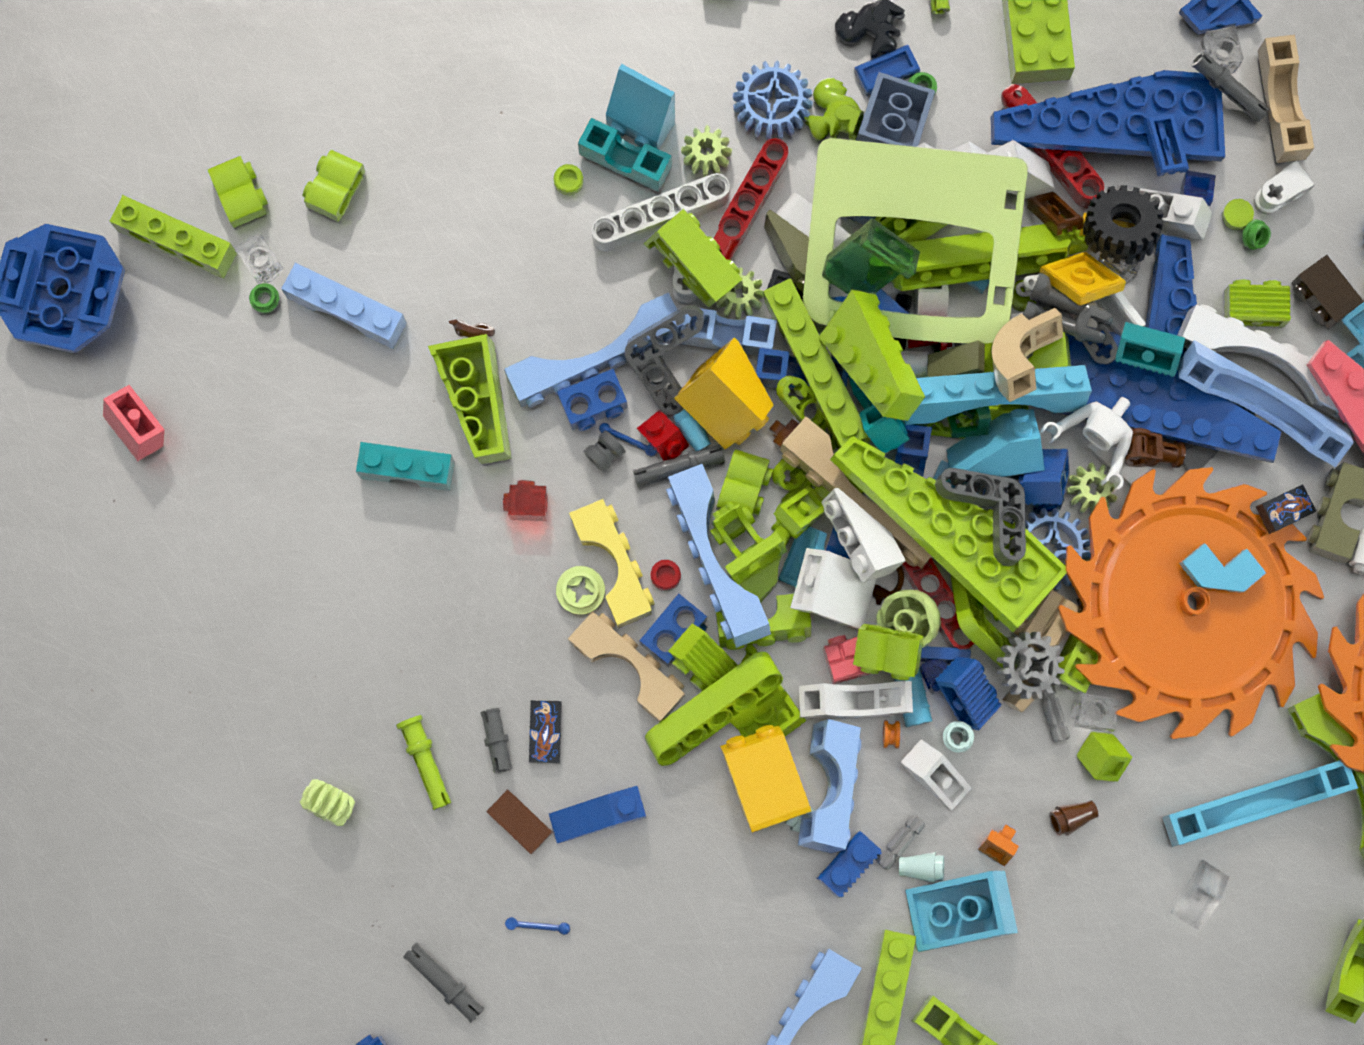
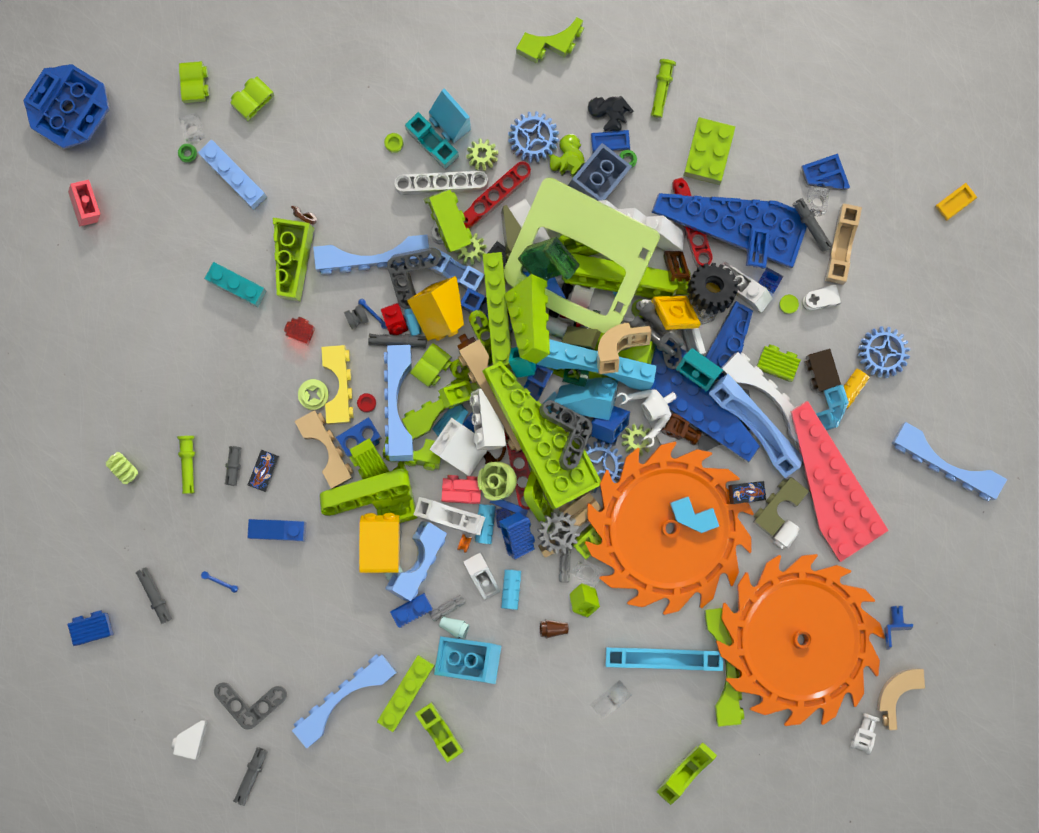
camera: 20 degrees right, 5 degrees up
(173, 236) = (145, 97): lime brick -> none
(519, 821) = (230, 518): reddish brown tile -> none
(589, 393) = (360, 278): blue brick -> none
(732, 522) = (415, 386): lime tile -> none
(888, 651) = (477, 494): lime brick -> none
(965, 733) = (501, 552): light aqua cone -> none
(987, 779) = (511, 589): none -> medium azure axle
(999, 845) = (503, 630): orange tile -> none
(1256, 234) = (794, 320): bright green plate -> none

